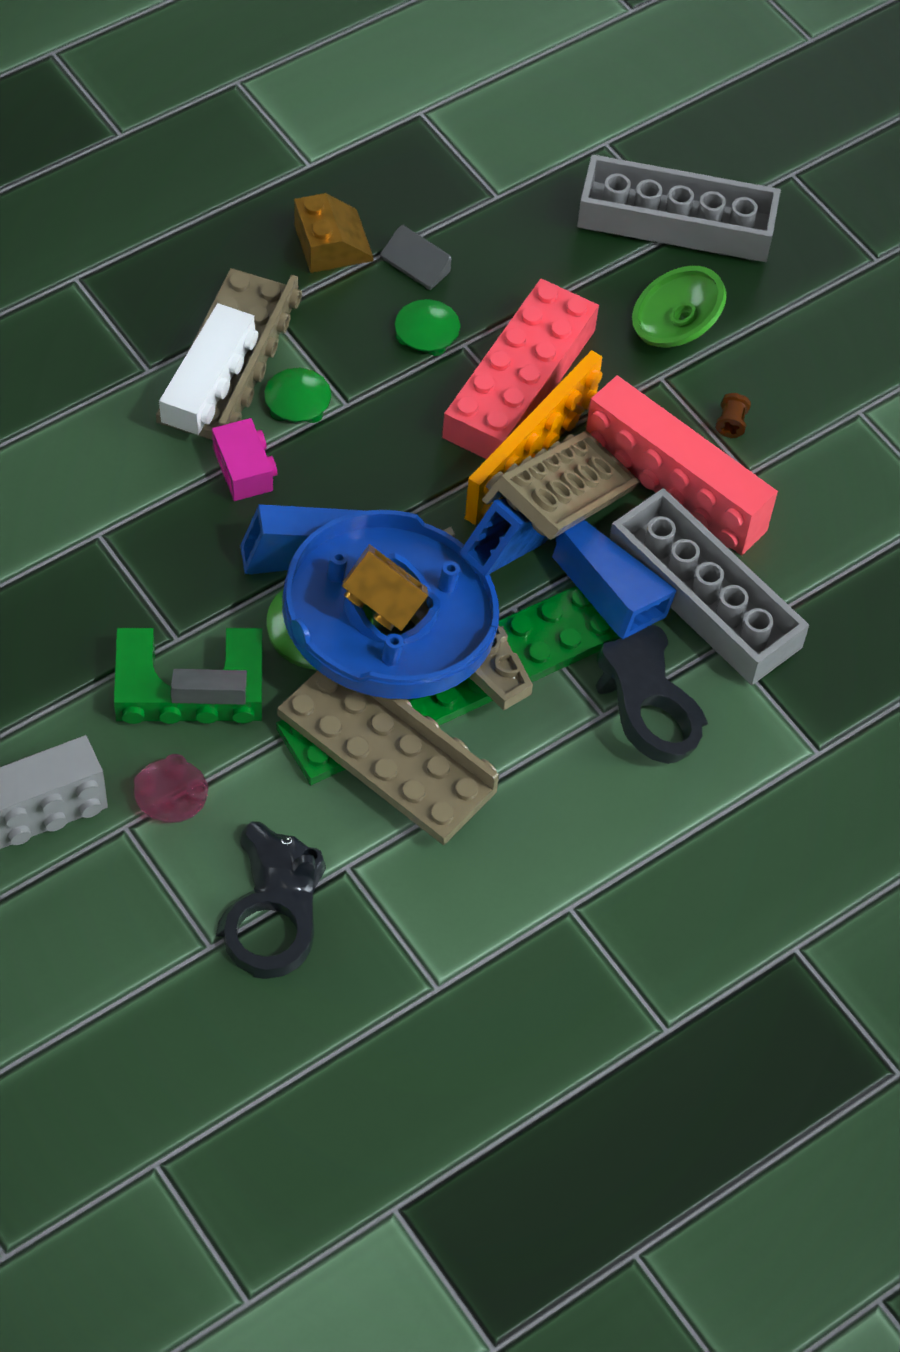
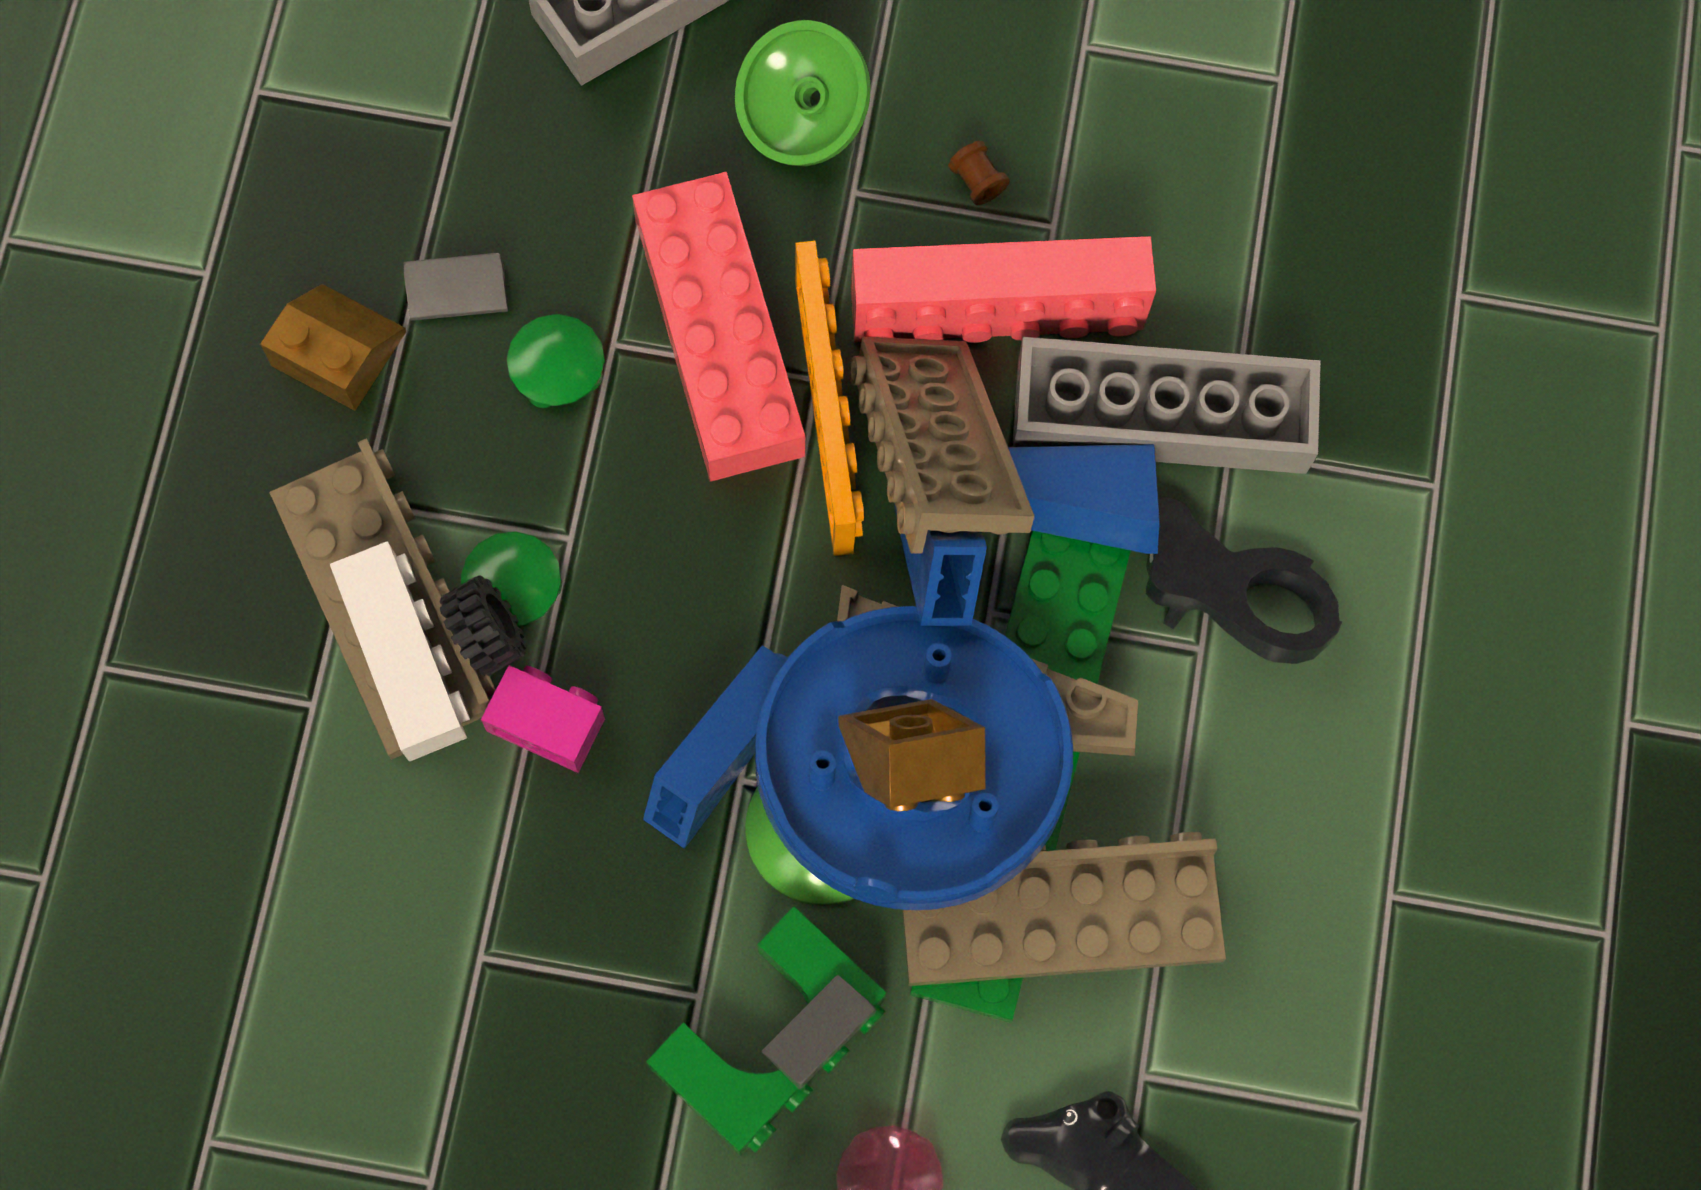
camera: 45 degrees left, 15 degrees up
(258, 390) = (482, 625): none -> black tyre

